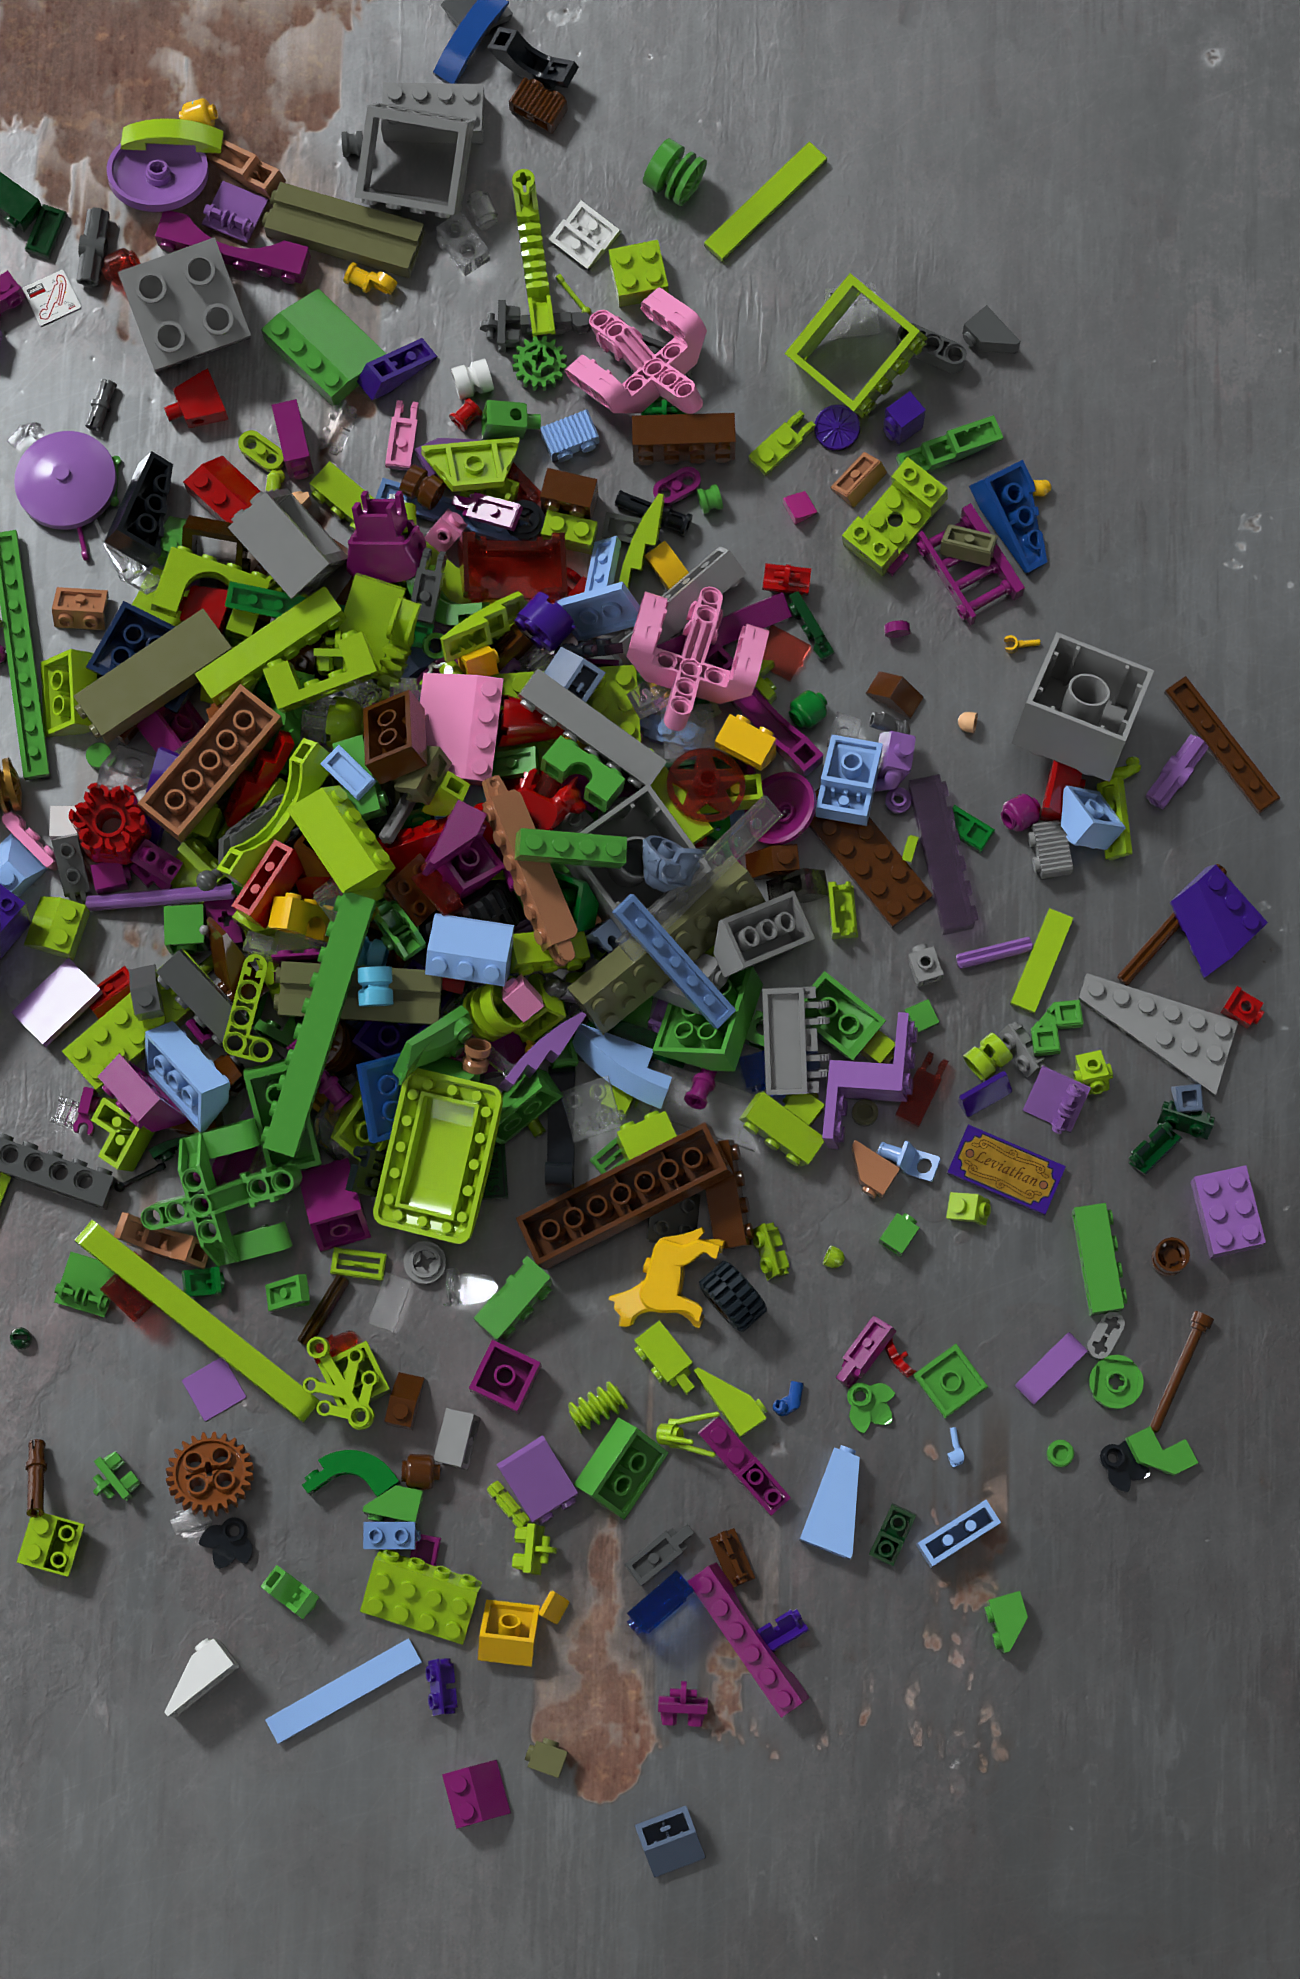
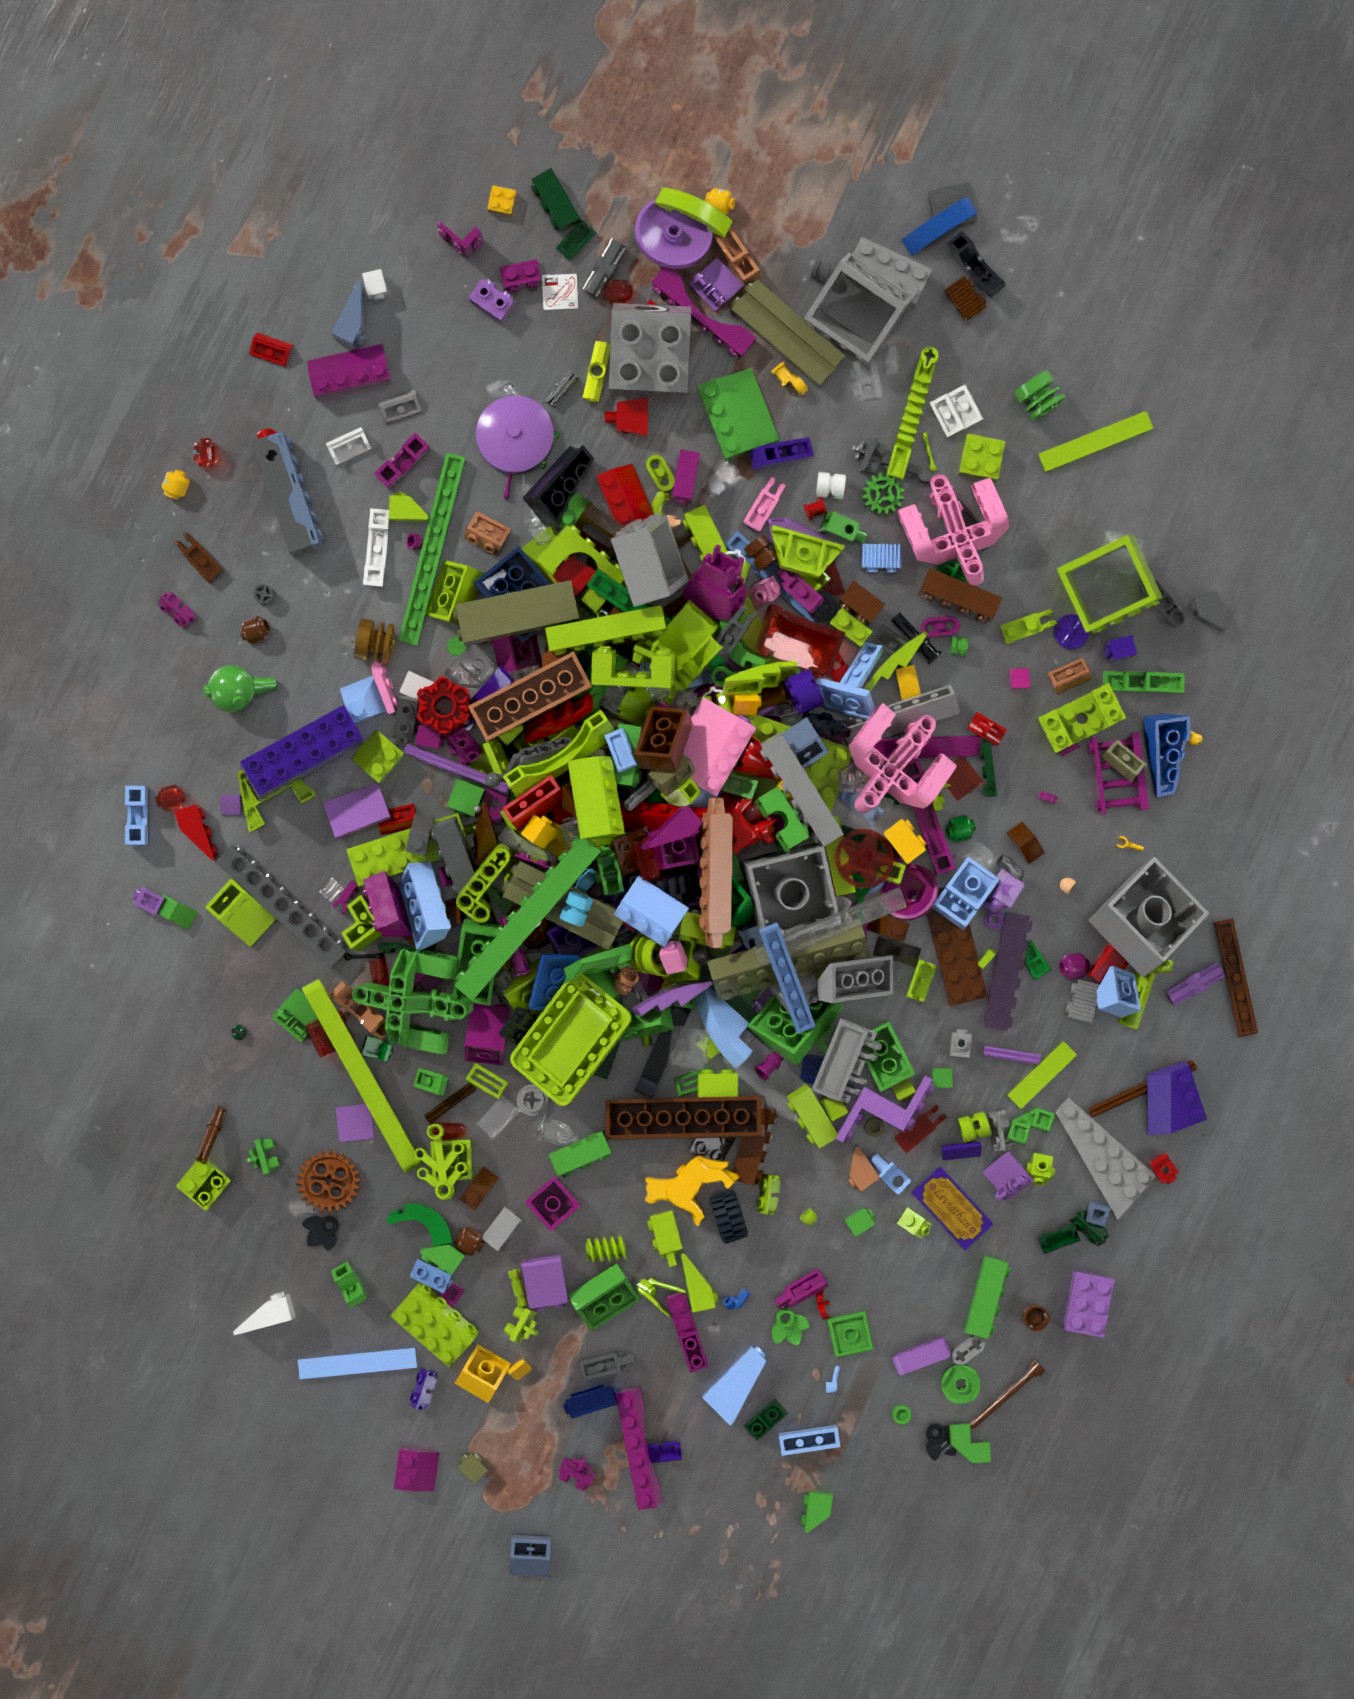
camera: 20 degrees right, 10 degrees up
(131, 353) = (595, 383): none -> neon yellow piece
(166, 1185) = (379, 972): none -> clear red hinge
(570, 848) = (749, 873): bright green brick -> none
(668, 863) = (812, 910): sand blue head -> none
(732, 1557) = (652, 1388): reddish brown hinge -> none

